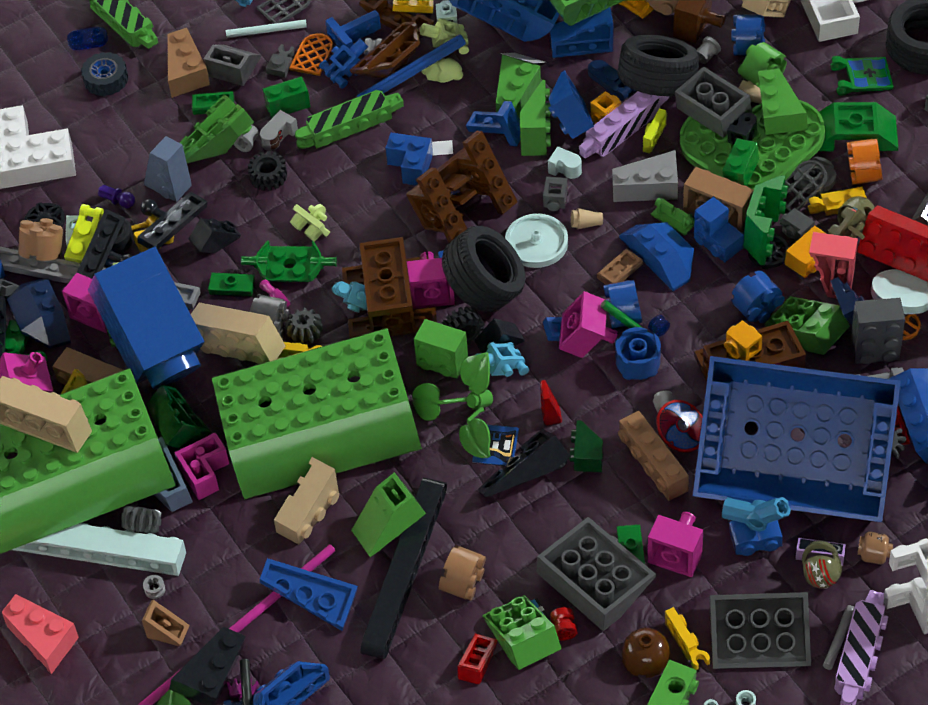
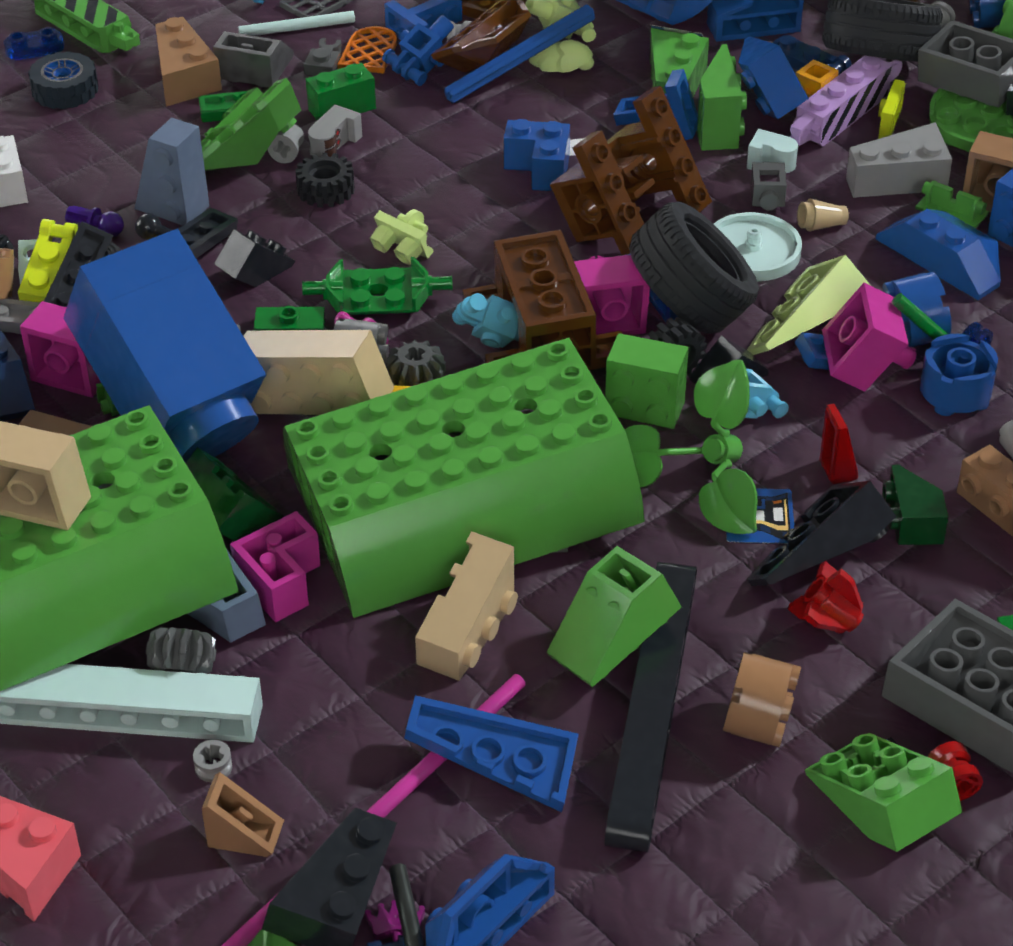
camera: 10 degrees left, 10 degrees down
(347, 119) = (435, 115): bright green hinge -> none
(473, 672) = (813, 843): red slope -> none
(518, 511) = (830, 601): none -> red brick
(563, 290) = (810, 301): none -> yellowish green wedge
(620, 268) = (893, 266): medium nougat plate -> none

